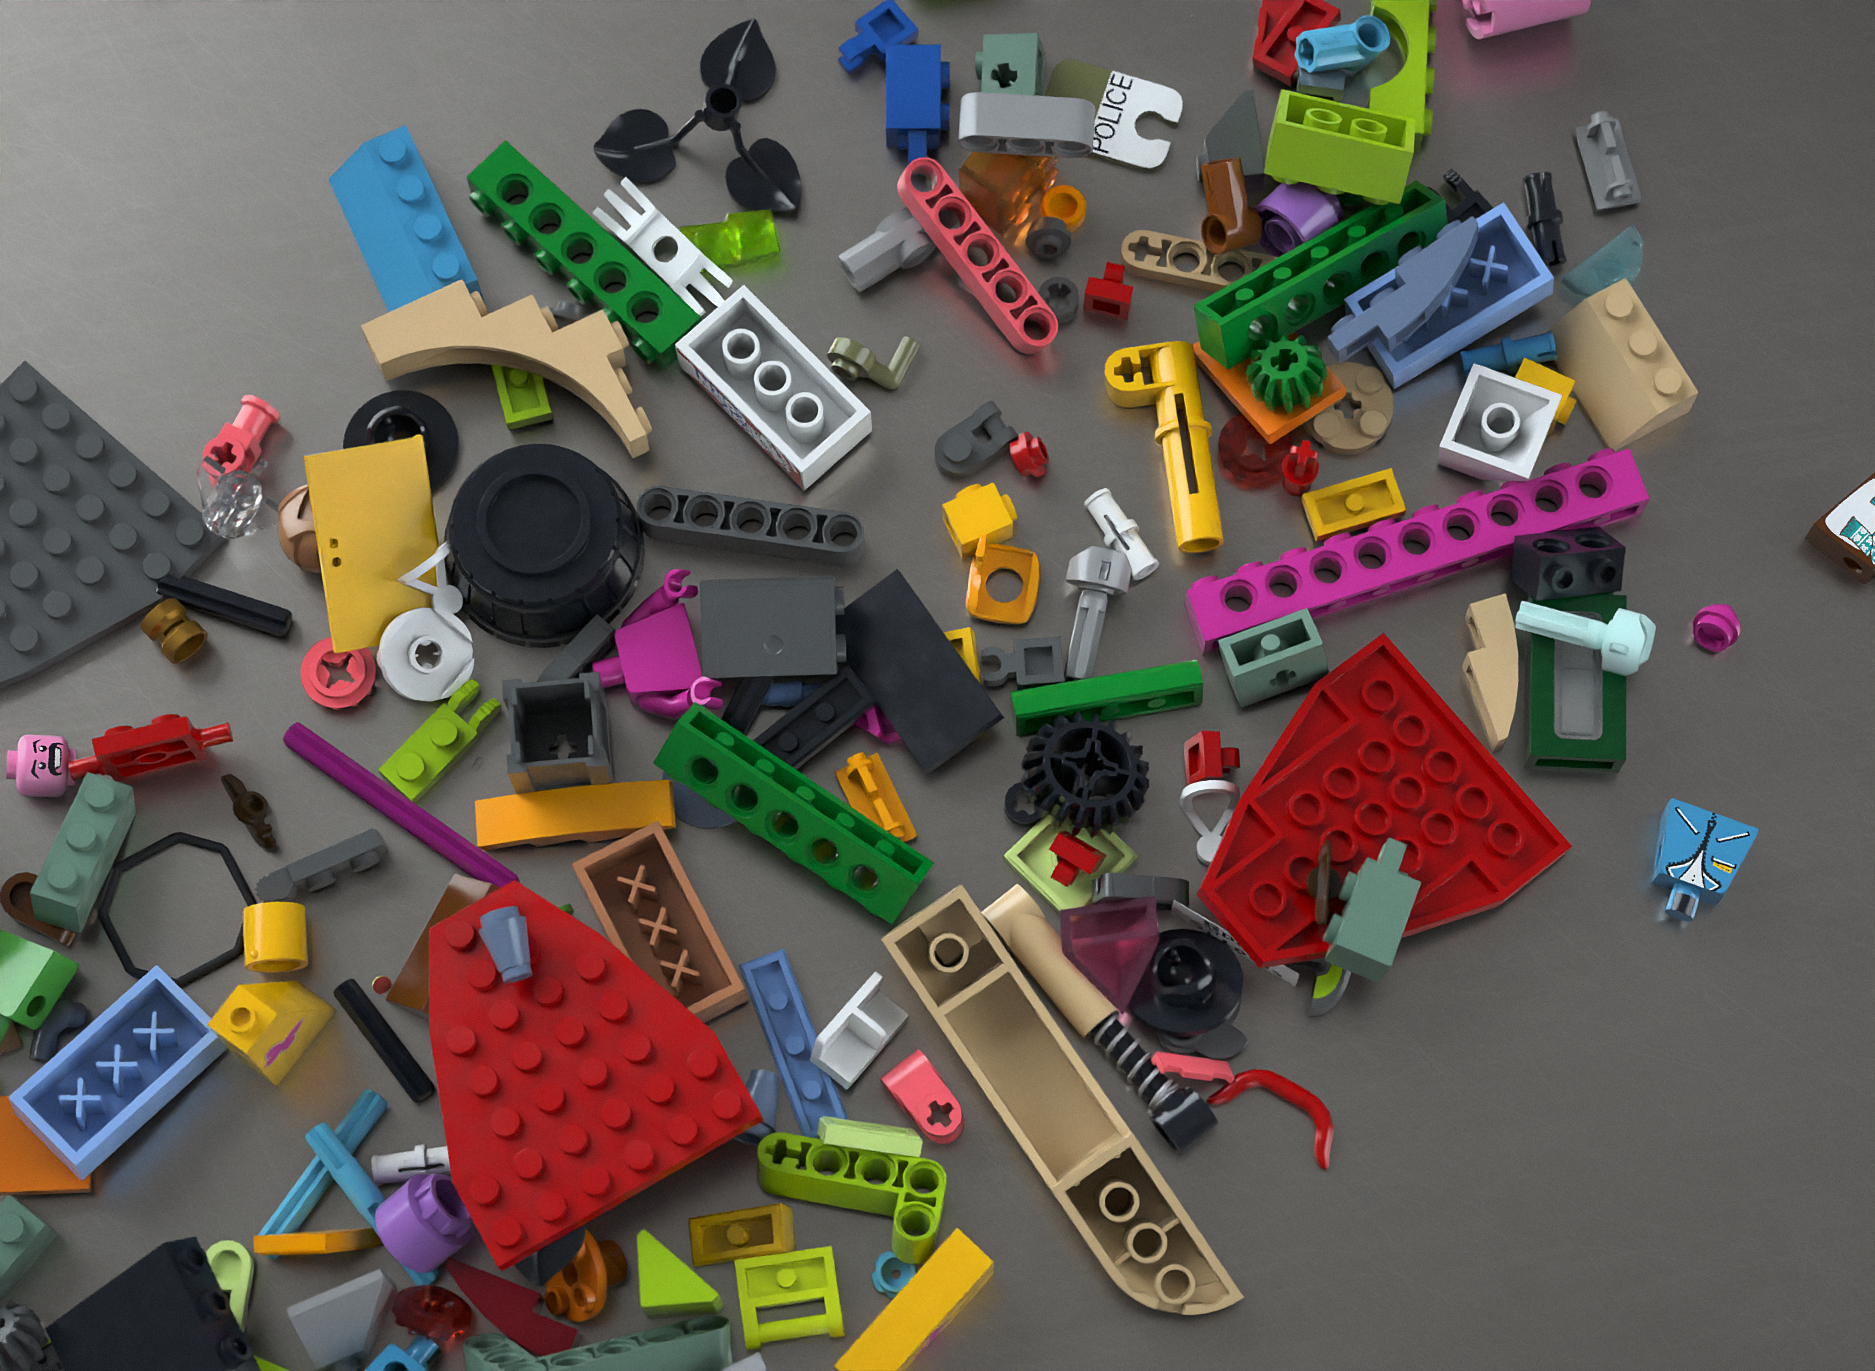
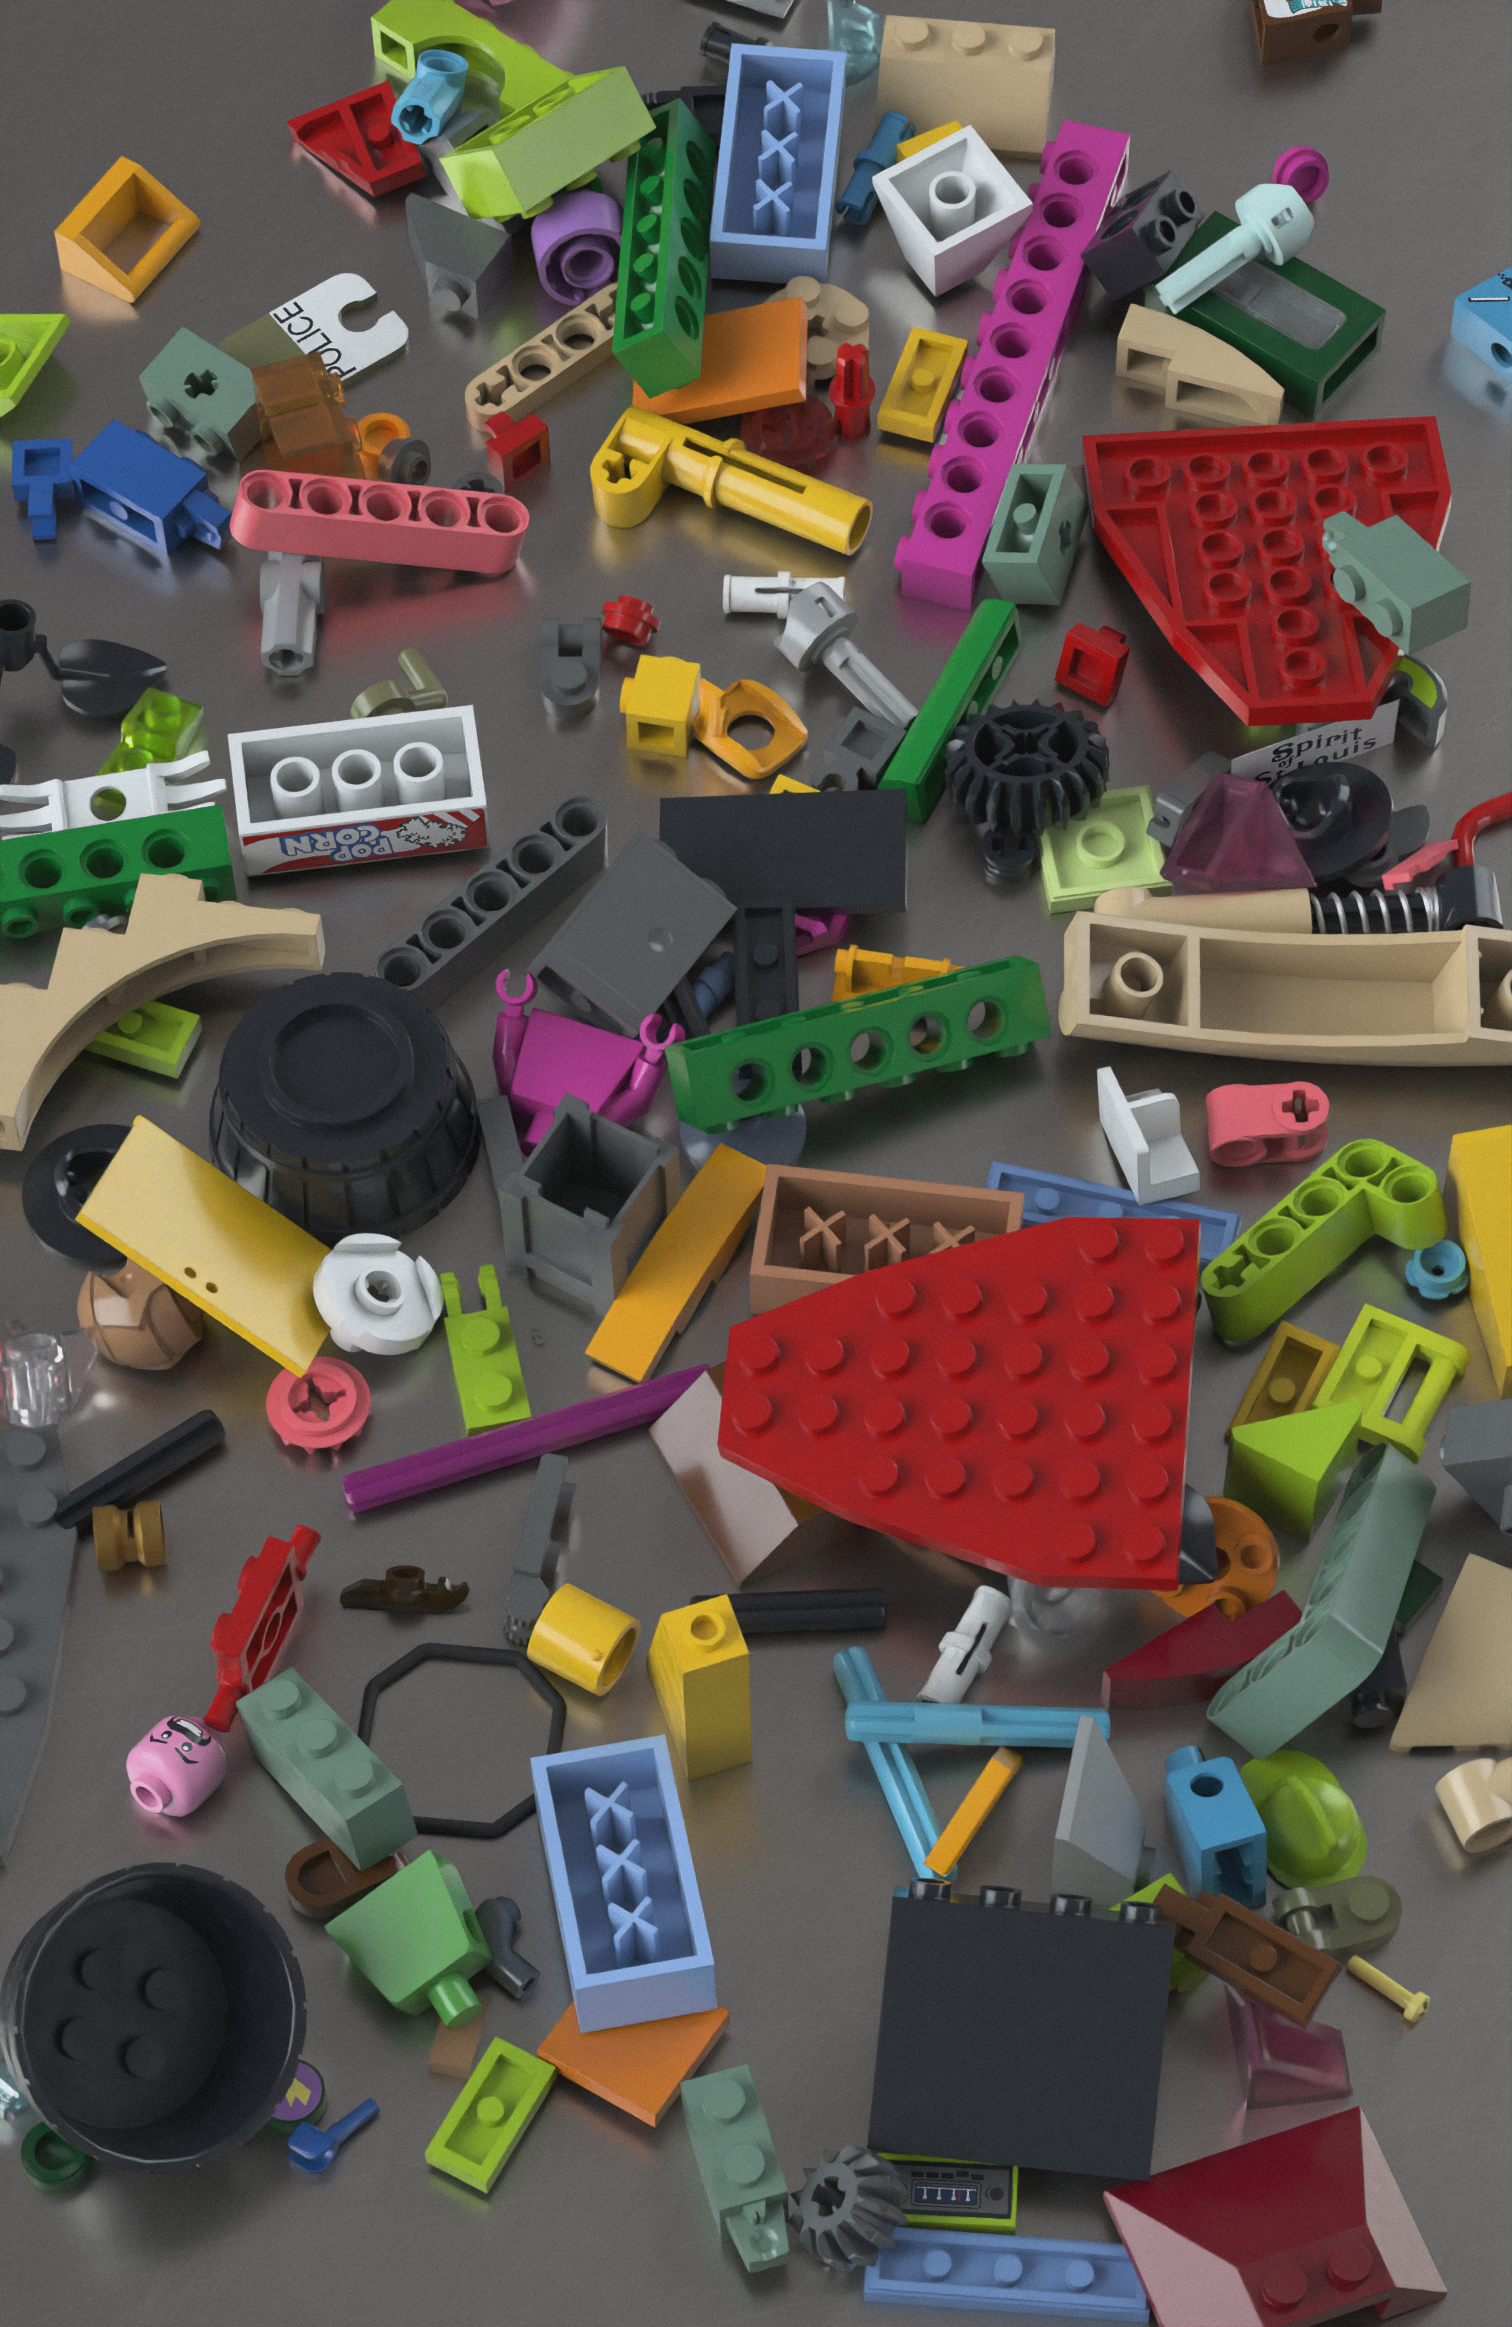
camera: 55 degrees left, 15 degrees down
(381, 984) = (717, 1580): coral piece -> none
(419, 1310) = (1153, 1732): clear red gear -> none
(424, 1222) = (1045, 1662): medium lavender piece -> none
(443, 596) = (318, 1238): white piece -> none
(507, 942) = (810, 1352): sand blue cone -> none
(869, 1136) = (1271, 1191): yellowish green tile -> none
(1026, 125) = (295, 362): light grey beam -> none
(1075, 857) = (1113, 825): red tile -> none
(1209, 841) = (1187, 721): white piece -> none
(1230, 219) = (514, 277): dark orange piece -> none
(1286, 373) = (749, 328): green gear -> none
(1323, 883) = (1325, 608): dark brown piece -> none
(1424, 284) = (762, 165): sand blue slope -> none

